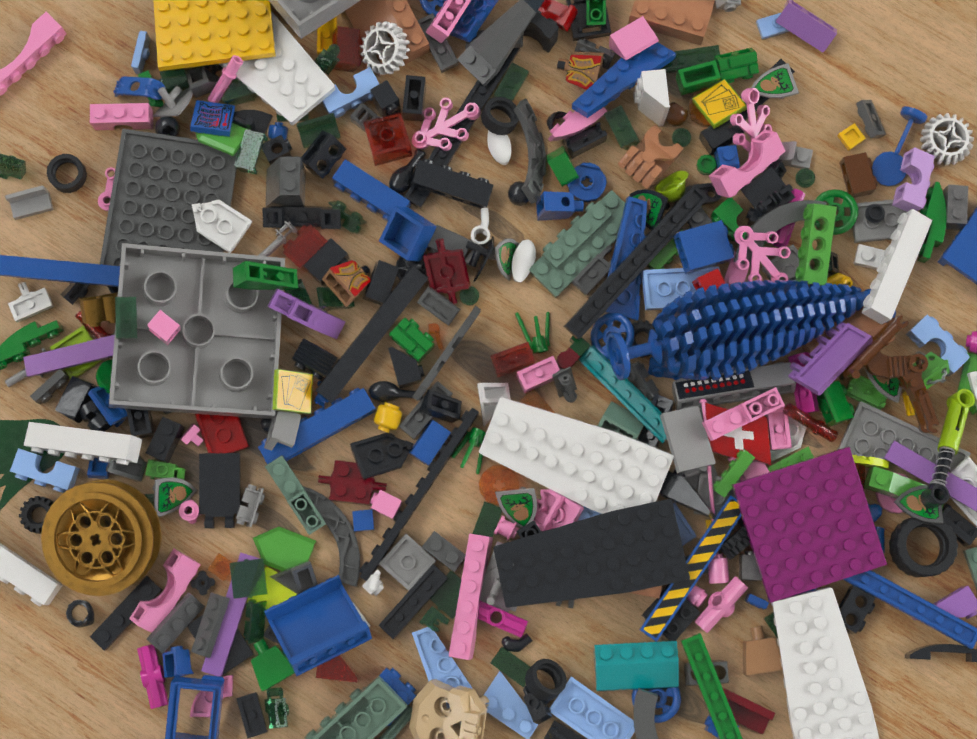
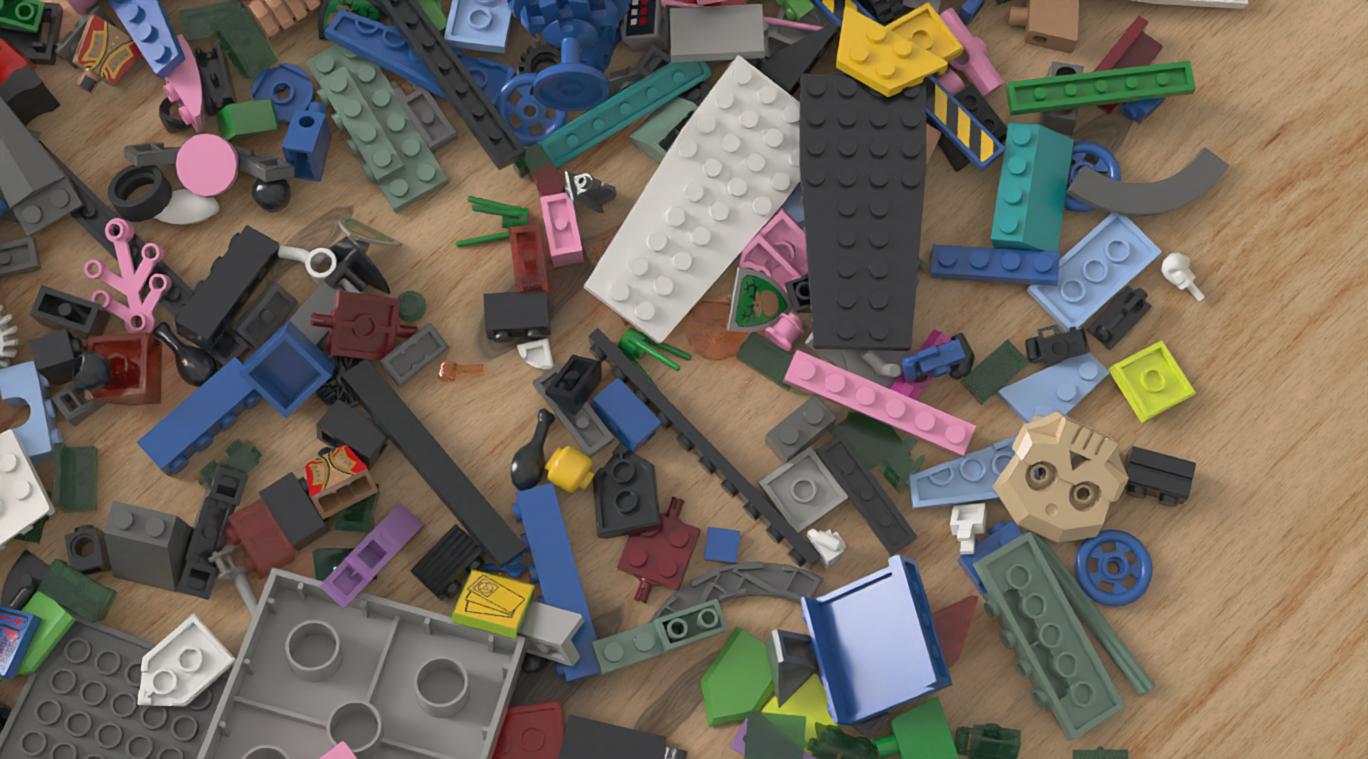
camera: 75 degrees left, 5 degrees down
(253, 498) = (647, 706): light grey hinge -> none
(264, 277) = (295, 602): green slope -> none
(277, 129) = (54, 545): blue piece -> none
(320, 152) = (117, 475): black brick -> none
(377, 121) = (92, 371): none -> black piece
(386, 504) = (706, 503): bright pink brick -> none
(405, 368) = (499, 426): black slope -> none
(409, 667) = (966, 522): none -> white plate
(412, 339) = (457, 405): green brick -> none
(442, 211) = (265, 315): none -> dark grey plate
(446, 354) = (517, 383): dark grey tile -> none
(457, 380) = (537, 354): none -> white tile
(477, 361) = (517, 315): none -> black brick
(489, 396) = (581, 310): white slope -> none
(503, 625) = (933, 360): none -> blue piece
(512, 82) = (90, 165): clear green plate -> none
(522, 260) = (378, 214): white arm -> none
(525, 150) = (207, 165): none -> bright pink tile
(534, 685) = (1031, 337): black tyre -> none
(581, 652) = (995, 265): none -> blue plate
(610, 149) = (244, 43): none -> clear green hinge
(695, 547) = (882, 56): none -> yellow wing
(716, 571) = (928, 31): none -> yellow tile

